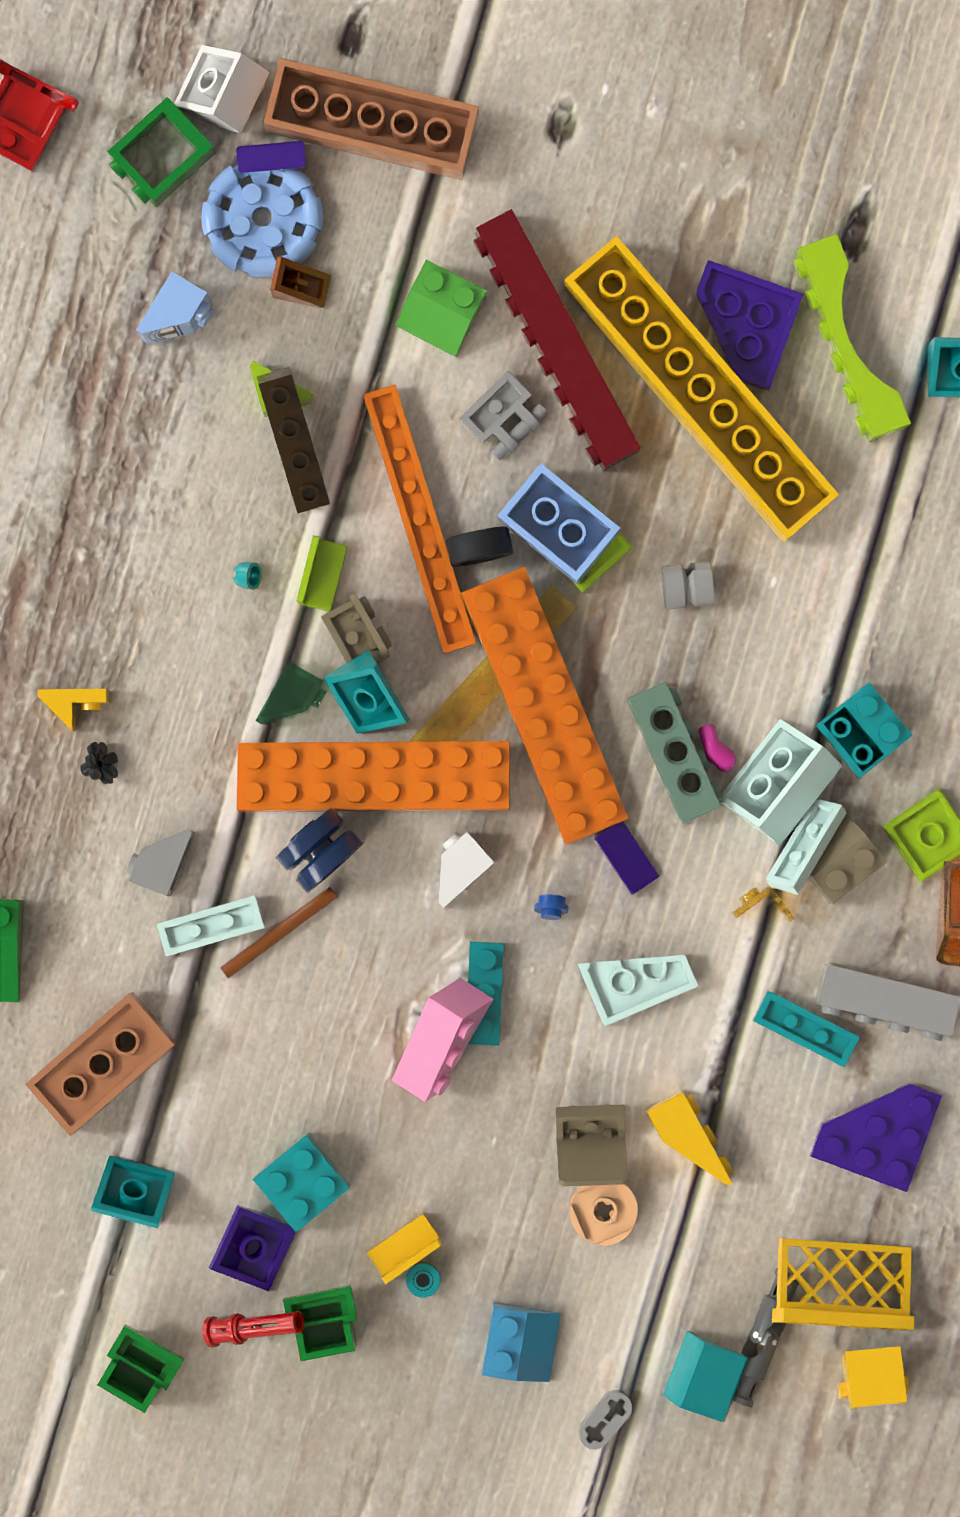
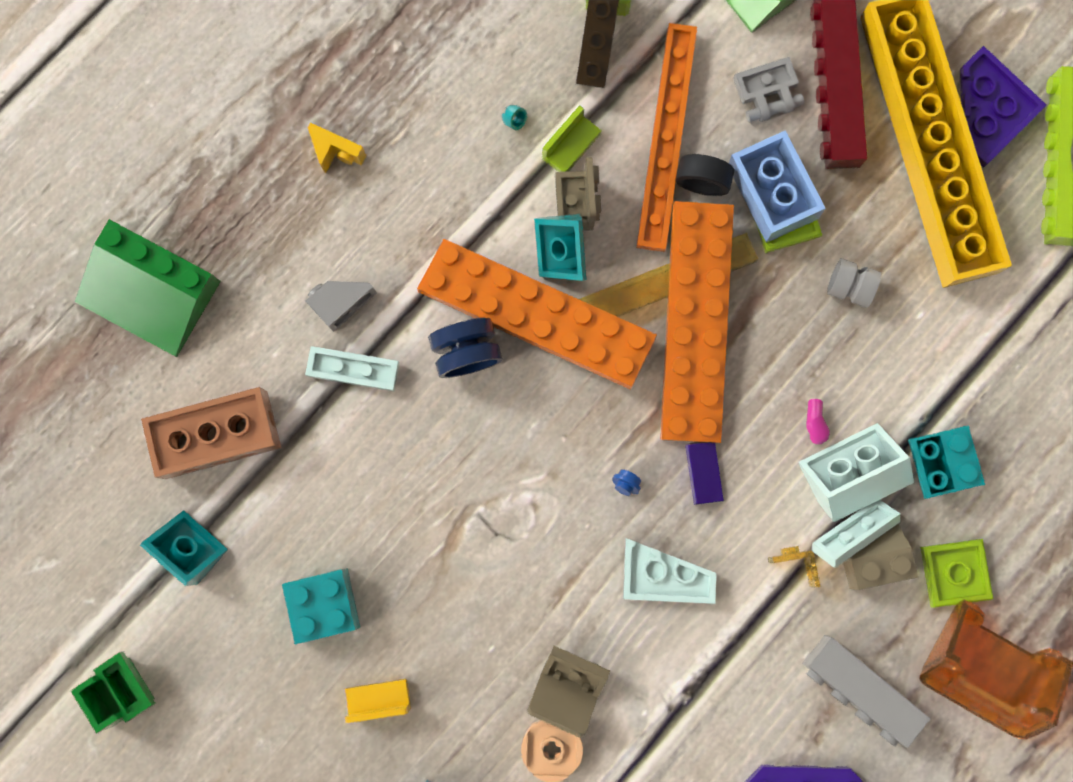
camera: 30 degrees right, 5 degrees down
(99, 764) = (330, 203): black plant -> none
(252, 1247) = (256, 639): dark purple slope -> none
(279, 932) = (403, 400): dark orange piece -> none
(287, 1324) = (248, 716): red pin -> none
(292, 695) = (502, 222): clear green slope -> none
(326, 1322) = (279, 730): green plate -> none
(423, 1279) = (379, 733): teal tile -> none
(441, 1038) = (488, 544): bright pink wedge -> none
(460, 866) = (570, 416): white slope -> none
(486, 975) = (540, 526): teal plate -> none
(680, 1129) = (646, 712): yellow slope -> none
(686, 804) = (772, 453): sand green brick -> none
(805, 1028) = (786, 681): teal plate -> none

